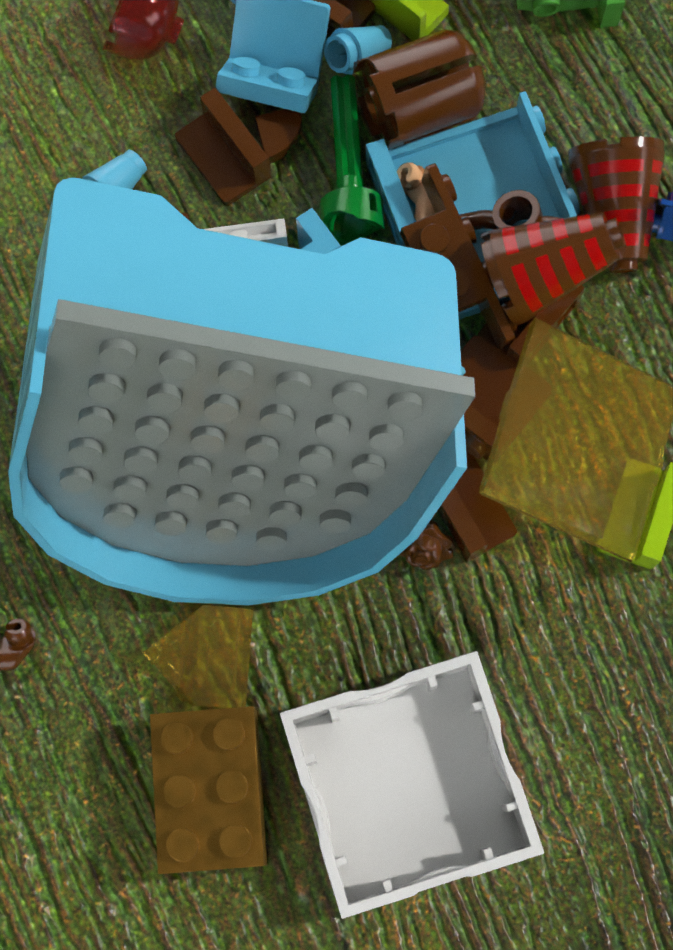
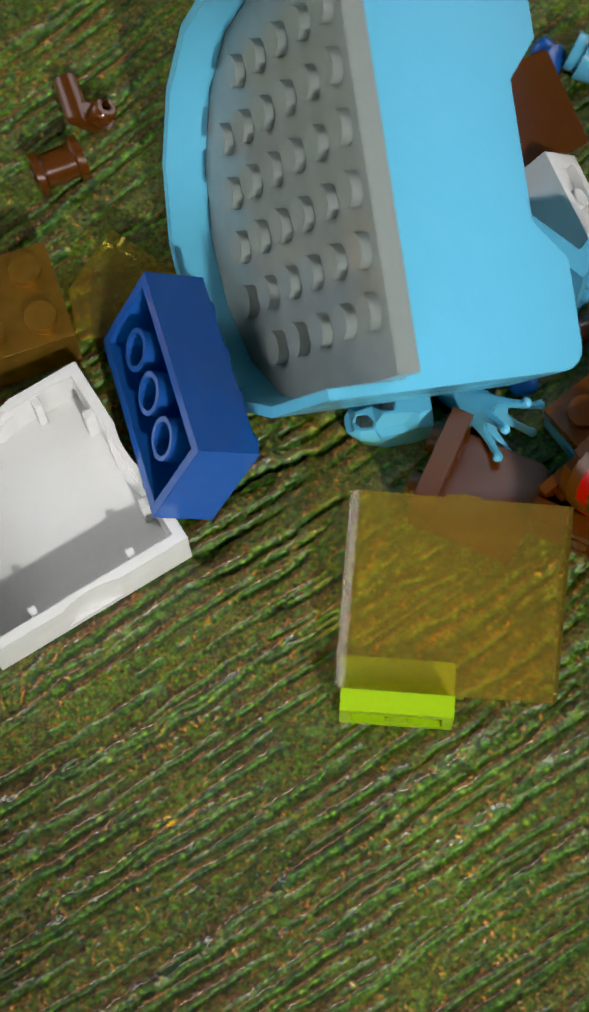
camera: 75 degrees right, 5 degrees down
(61, 686) = (58, 165): none -> reddish brown bush
(347, 623) = (179, 397): none -> blue brick
(429, 548) = (295, 470): reddish brown plant -> none
(472, 518) = (325, 511): reddish brown panel -> none

